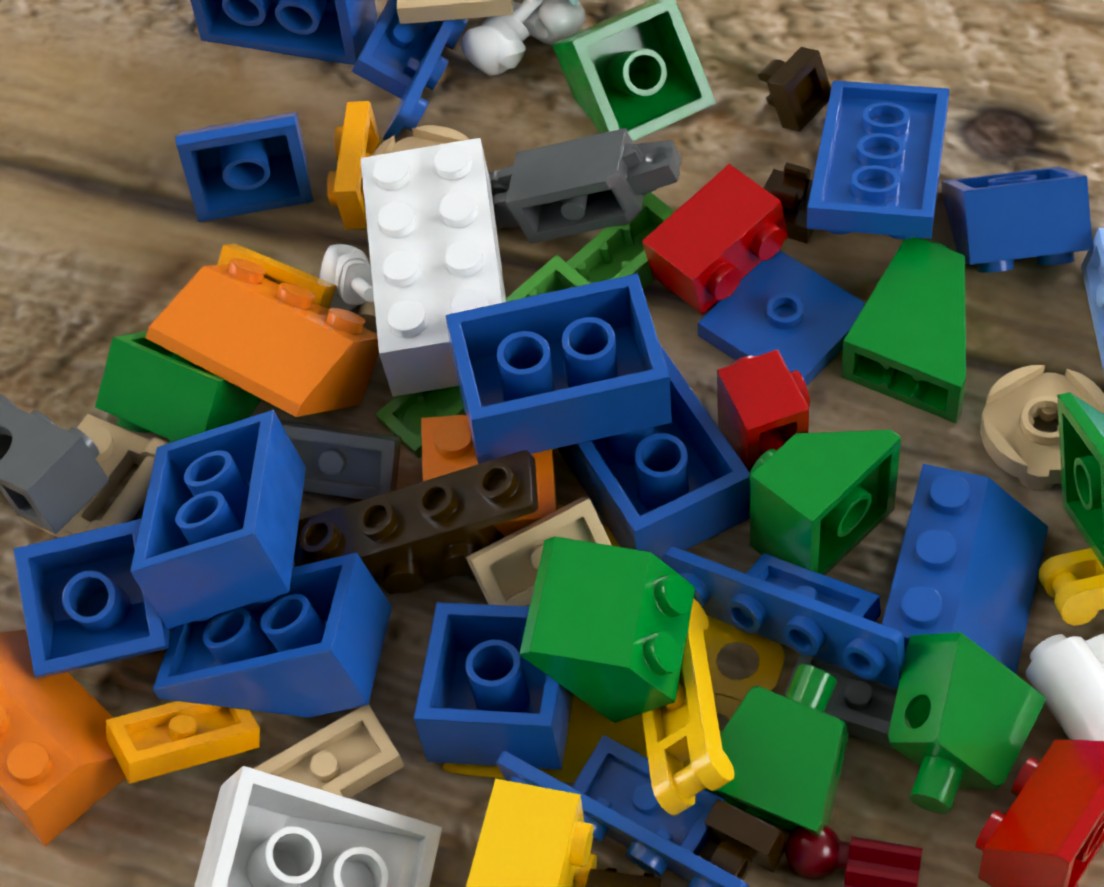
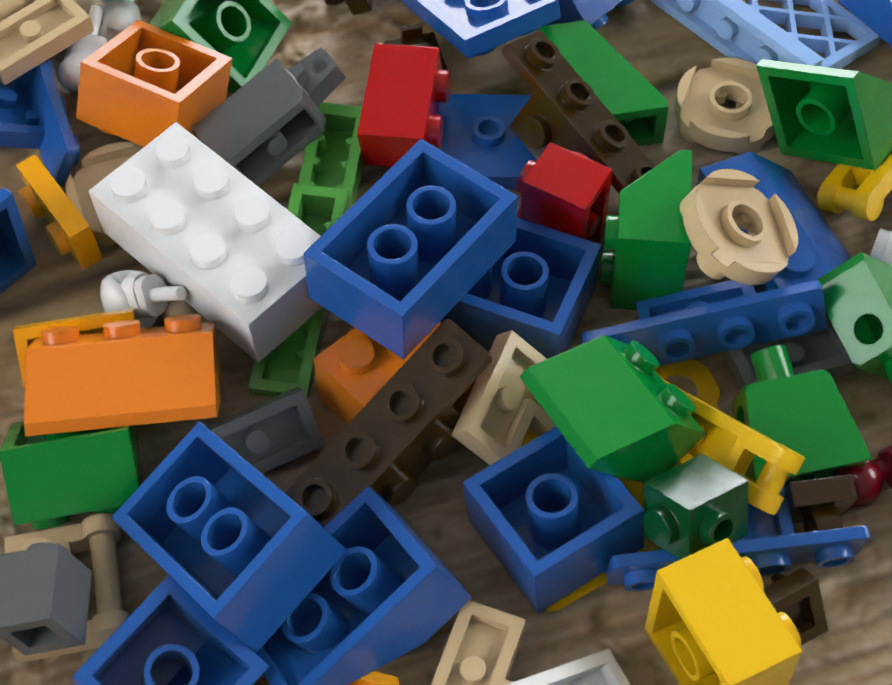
camera: 45 degrees left, 0 degrees up
(516, 91) = (149, 82): none -> orange brick
(597, 755) = (695, 506): none -> dark green brick
(835, 550) = (711, 222): none -> tan plate
(850, 339) = (569, 112): none -> dark brown bracket

